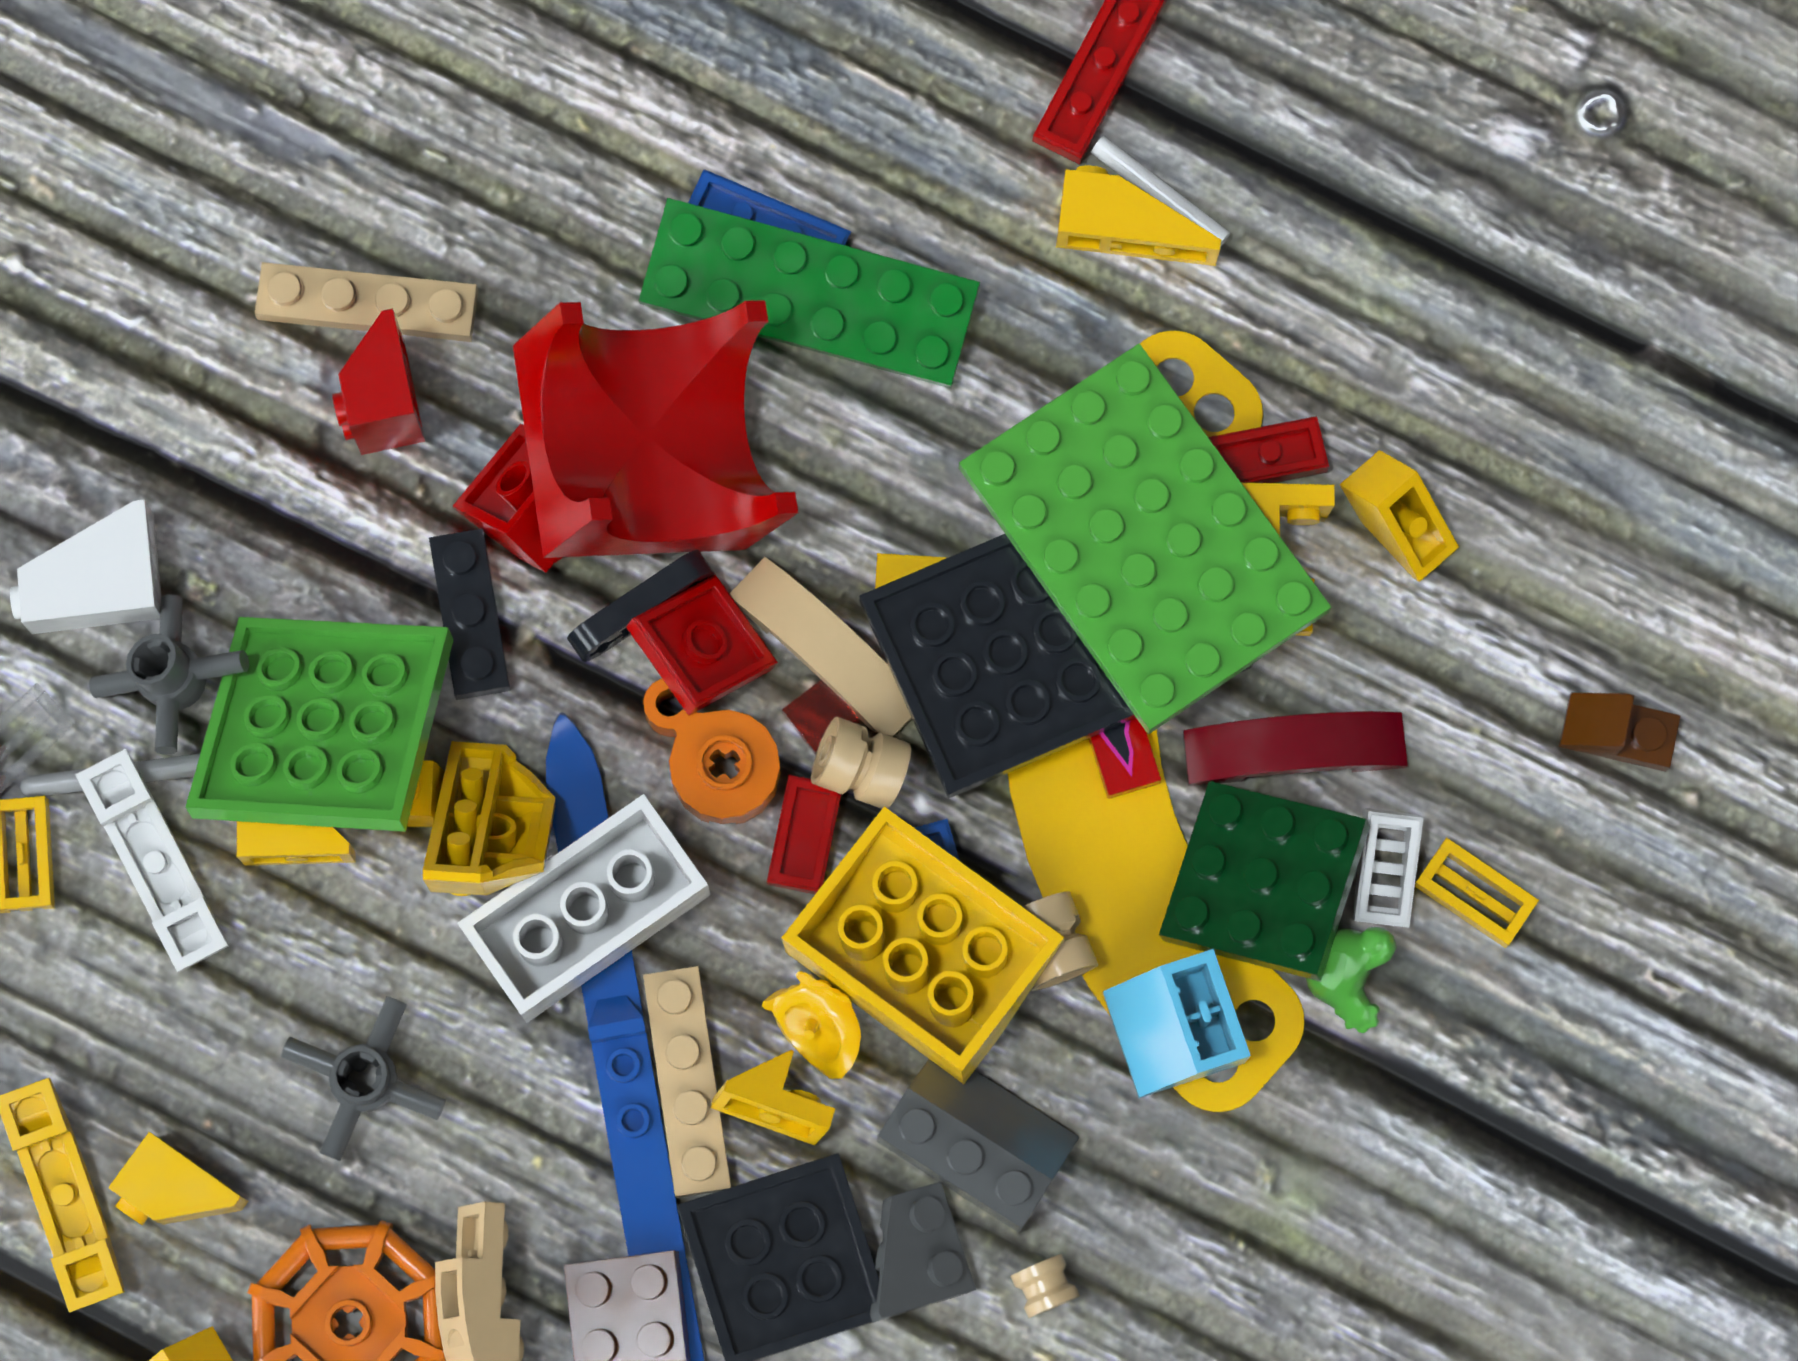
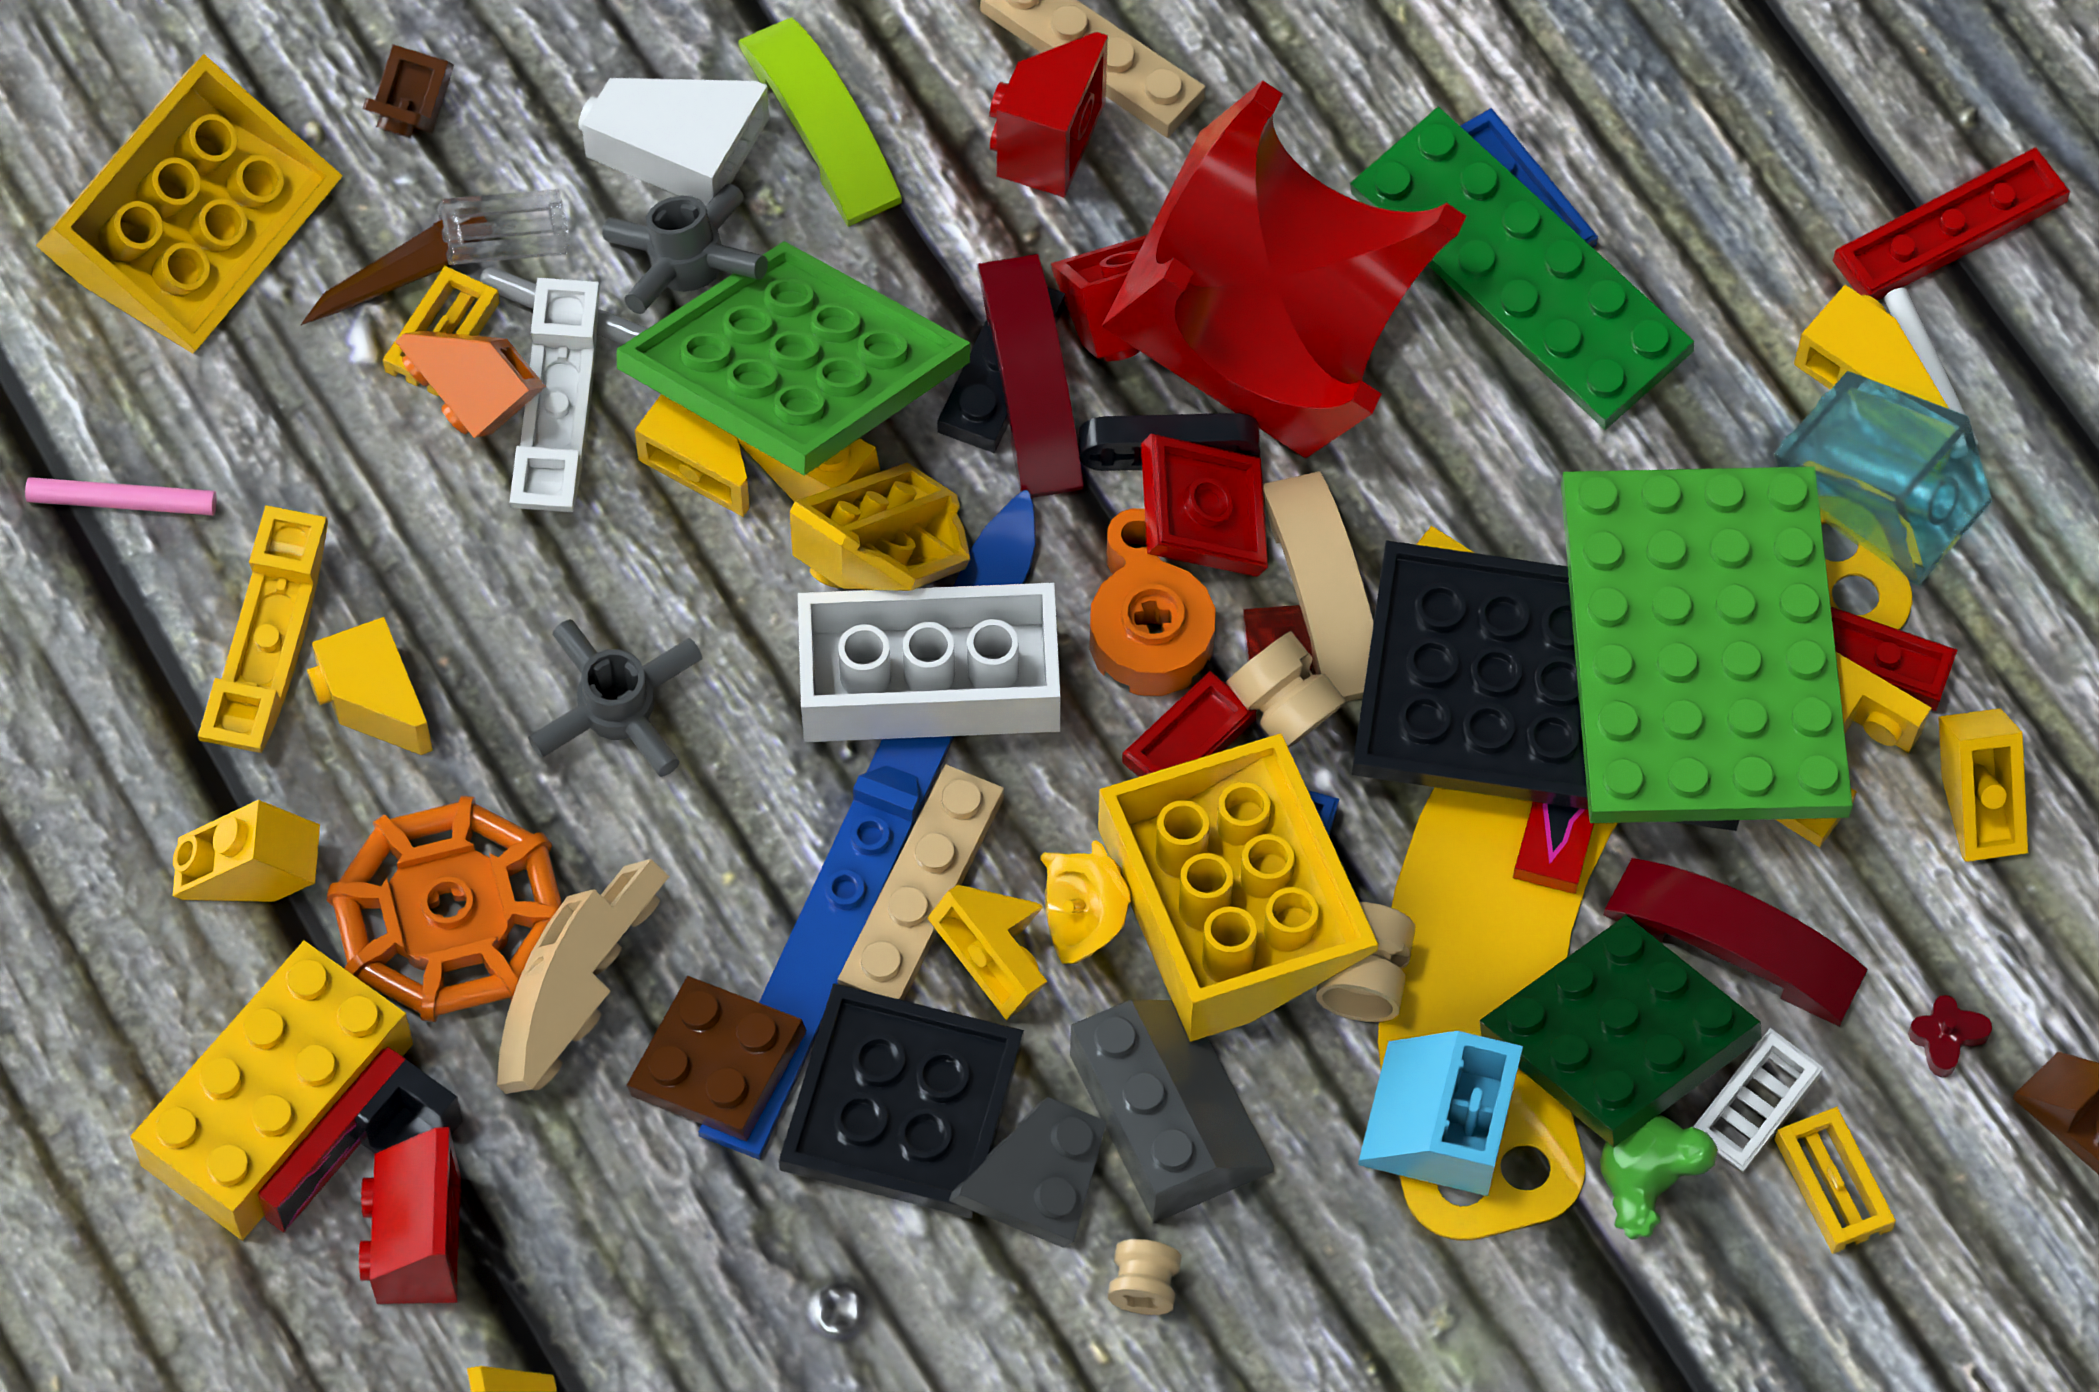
camera: 35 degrees right, 15 degrees down
(78, 886) = (474, 375): none -> orange slope
(196, 490) = (825, 119): none -> lime slope
(502, 615) = (1032, 375): none -> dark red slope
(1183, 303) = (1891, 472): none -> clear light blue slope
(1485, 727) = (1947, 1032): none -> dark red piece

